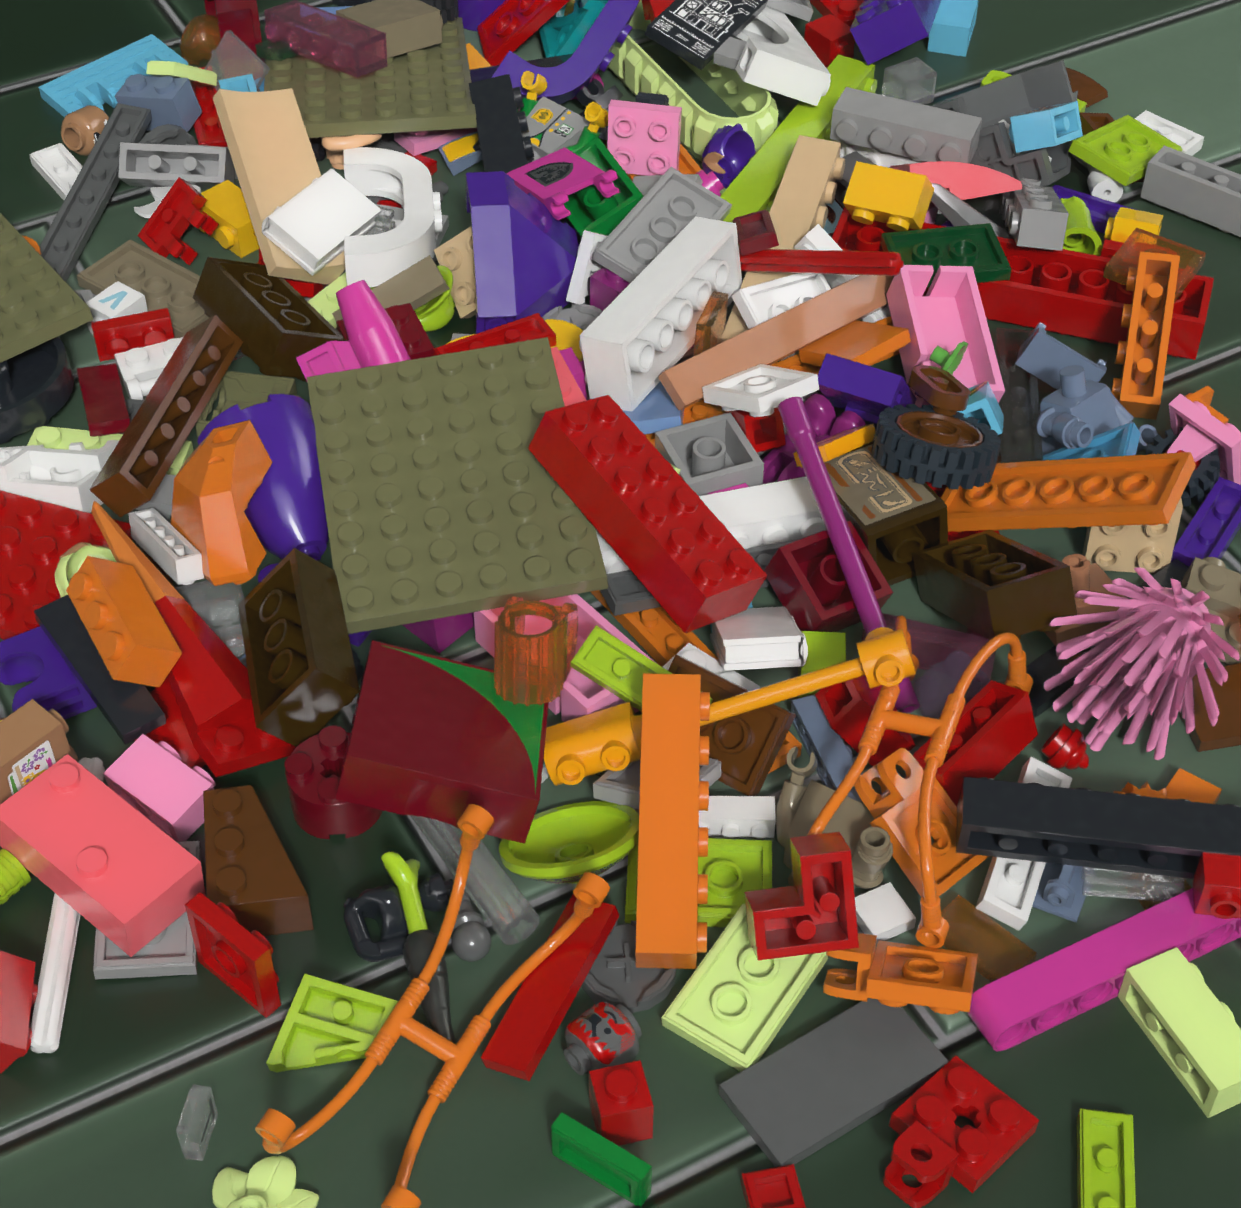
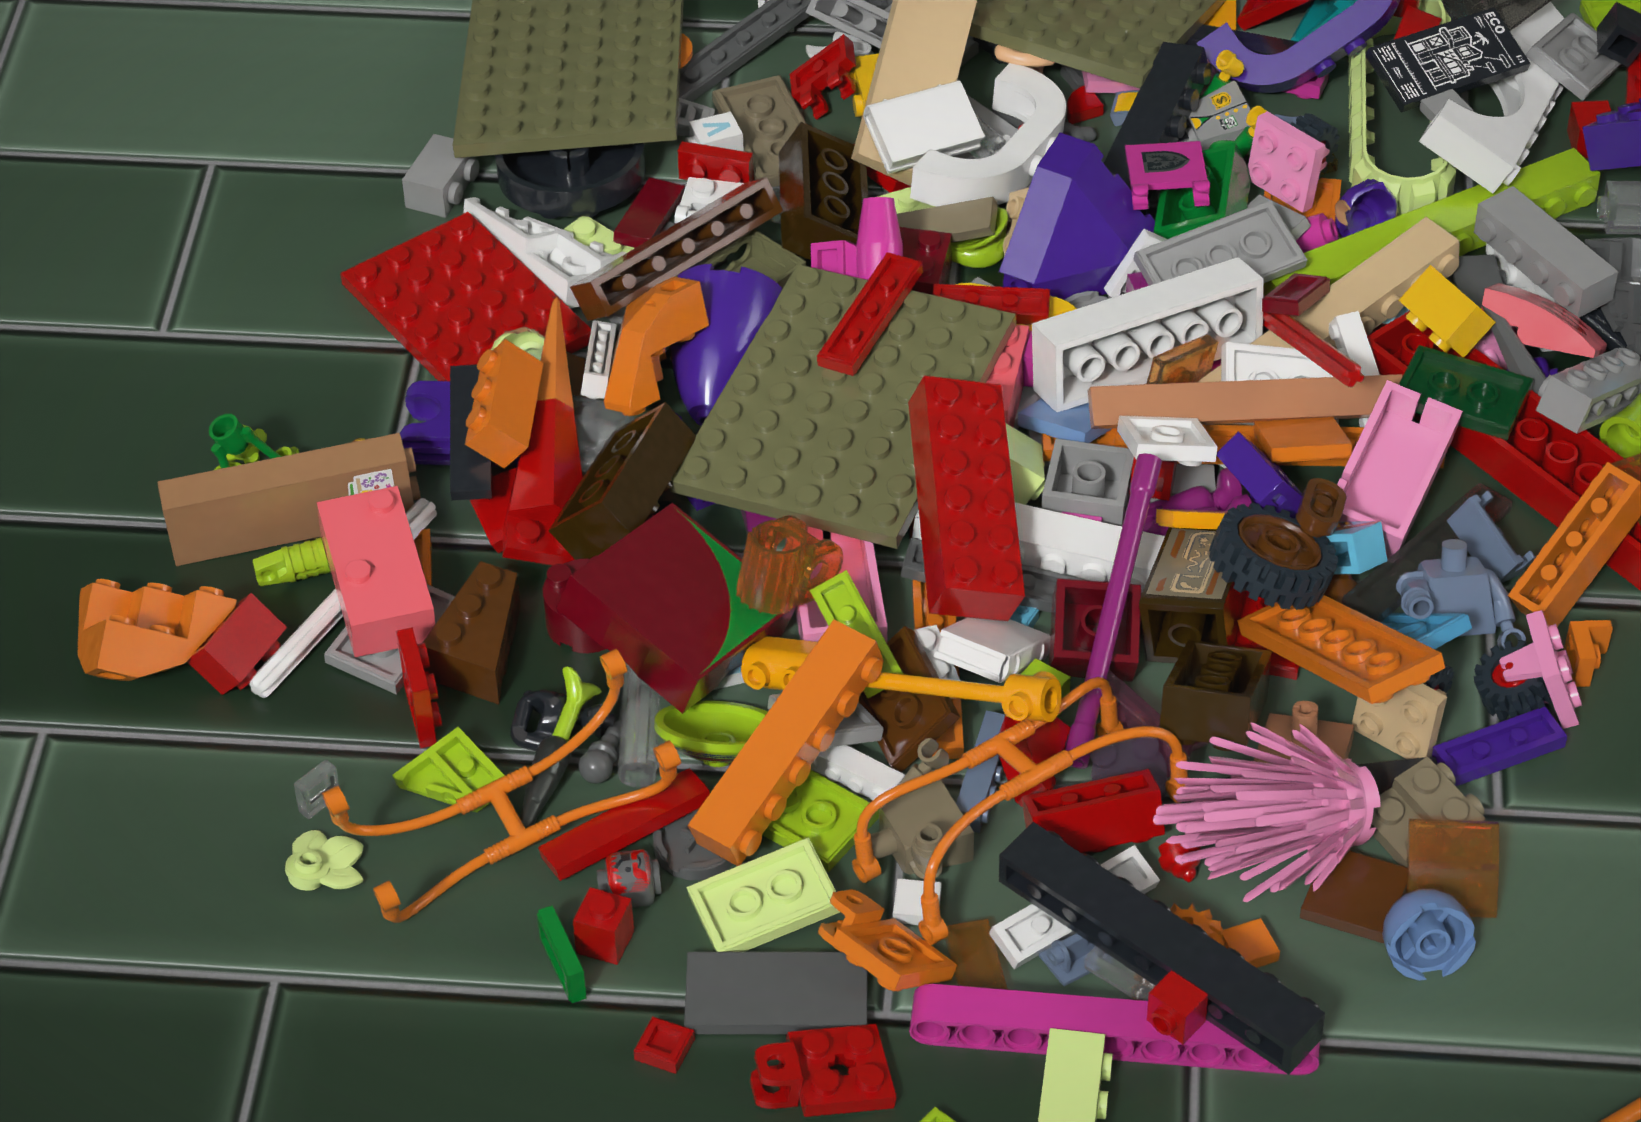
camera: 35 degrees right, 0 degrees up
(161, 786) = (459, 541): bright pink brick -> none
(420, 390) = (870, 314): none -> red tile
(597, 95) = (1300, 105): black tile -> none
(813, 913) = (840, 857): red brick -> none
(900, 820) = (990, 833): orange plate -> none
(949, 360) = (1364, 489): bright green plant -> none

